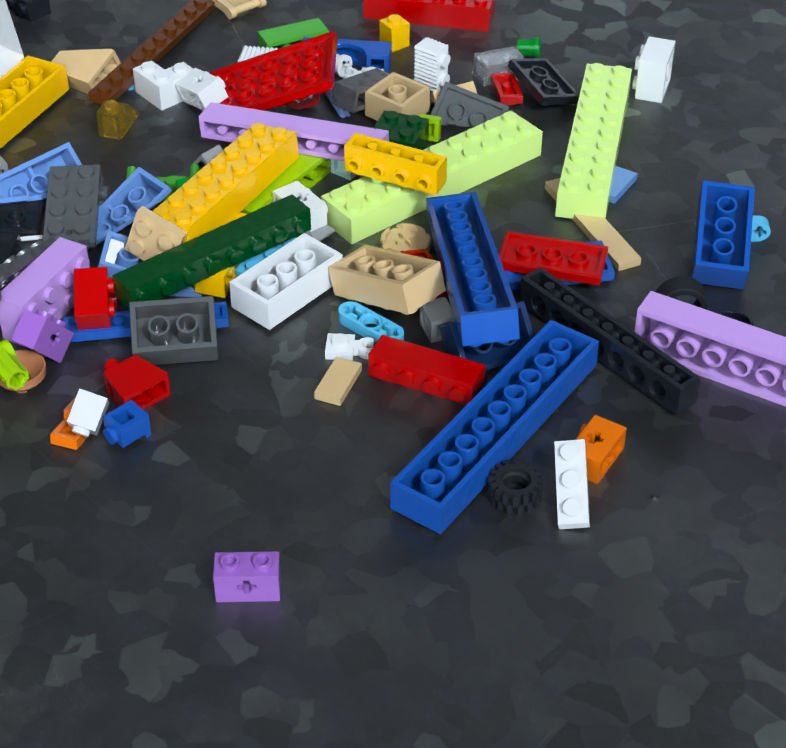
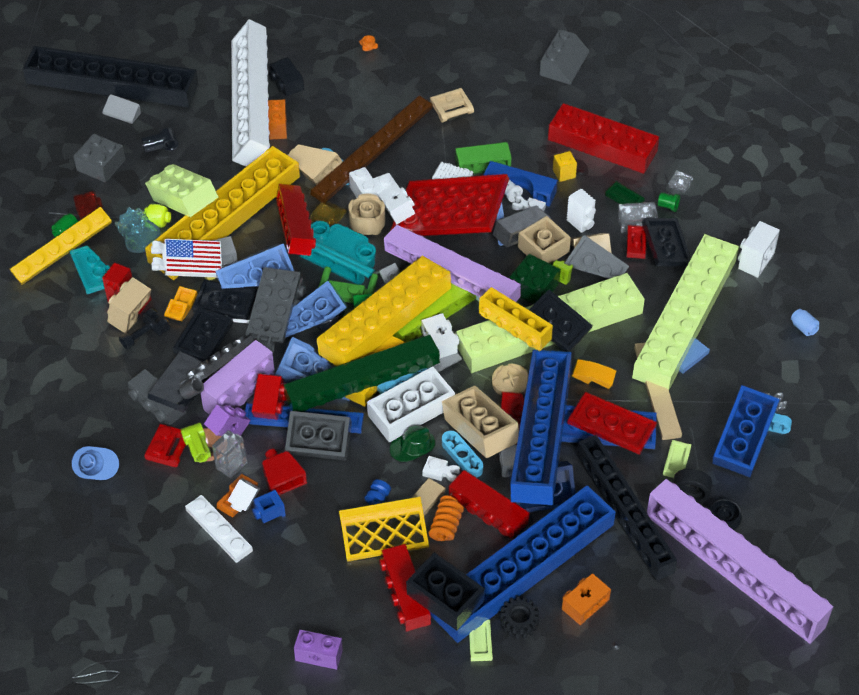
camera: 15 degrees right, 10 degrees up
(27, 35) = (277, 119): none -> orange brick
(55, 371) = (229, 453): none -> clear brick
(61, 465) = (219, 528): none -> white plate
(78, 118) = (295, 220): none -> red brick
(138, 143) = (343, 251): none -> teal brick
(152, 235) = (321, 354): tan plate -> none
(167, 107) = (367, 214): none -> tan brick
(273, 384) = (378, 492): none -> blue wheel
(287, 403) = (384, 512): none -> yellow fence
(302, 325) = (413, 444): none -> dark green piece
(347, 482) = (399, 569): none -> red brick
(376, 394) = (446, 519): none -> orange piece
(411, 459) = (445, 591): none -> black brick
(464, 165) = (567, 324): none -> black plate
(465, 50) = (623, 195): none -> dark green tile
(473, 529) = (481, 643): none -> yellowish green tile
(501, 215) = (590, 371): none -> light orange slope
(534, 28) = (680, 181): none -> clear plate
(572, 484) = (557, 626): white plate -> none
(643, 281) = (677, 458): none -> yellowish green tile
(737, 130) = (805, 322): none -> light blue brick

